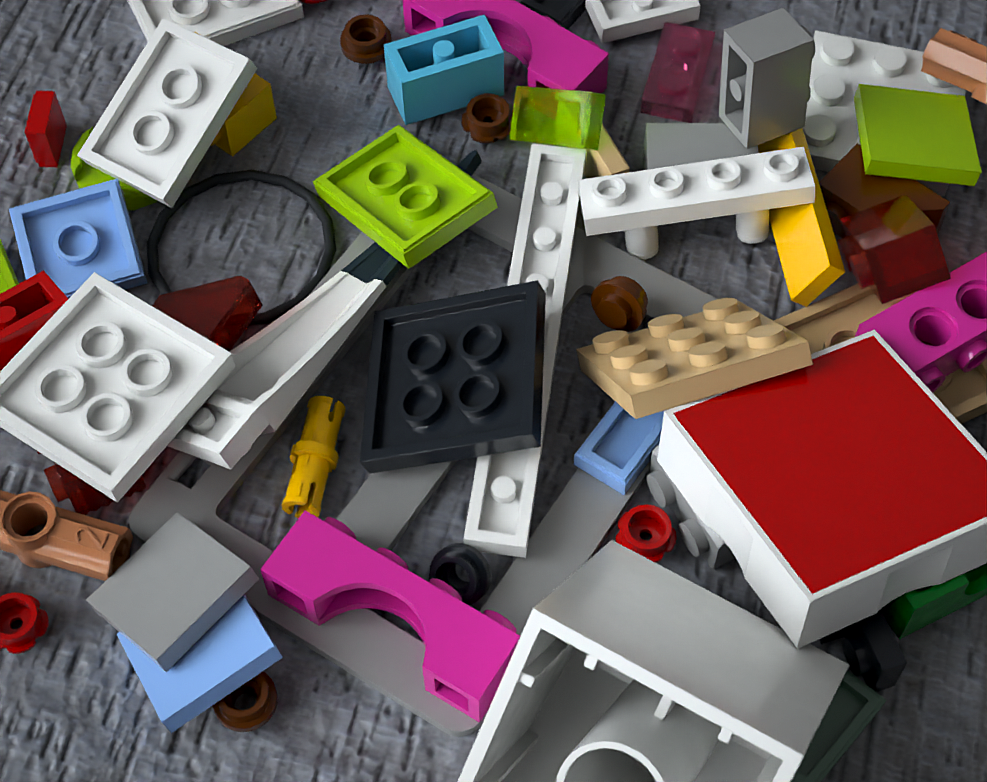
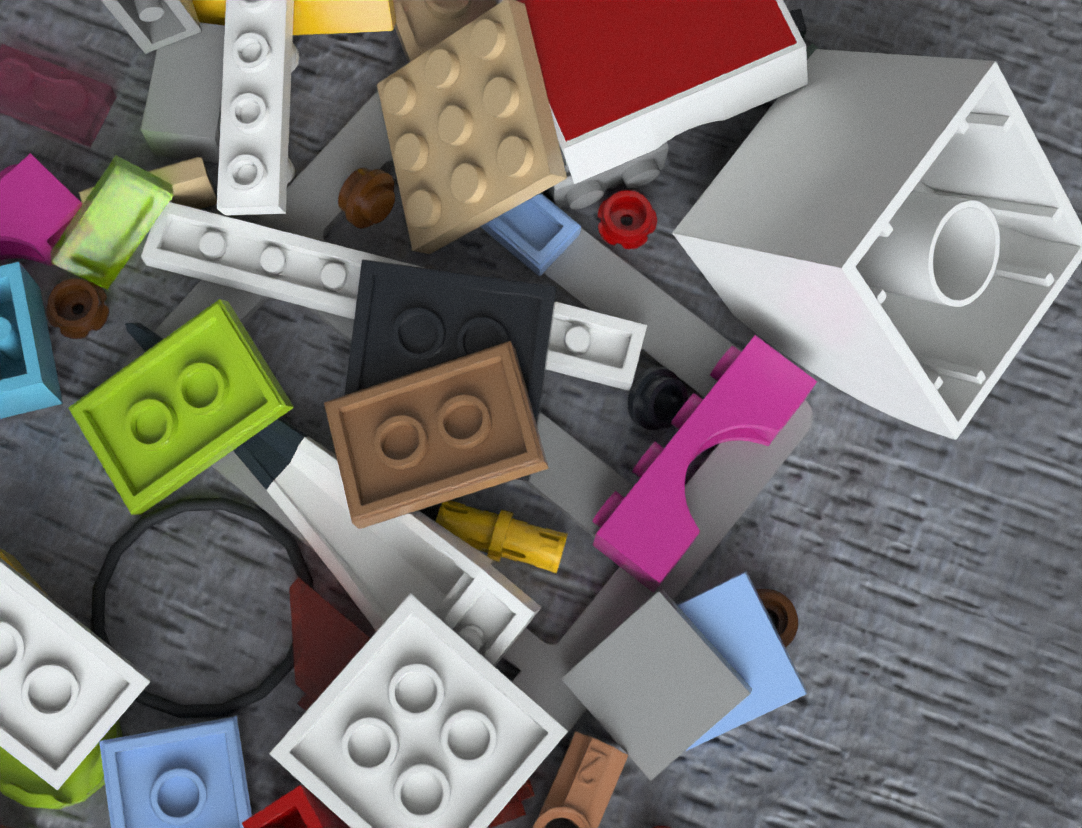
camera: 90 degrees left, 15 degrees up
(384, 365) = (435, 435): none -> medium nougat tile

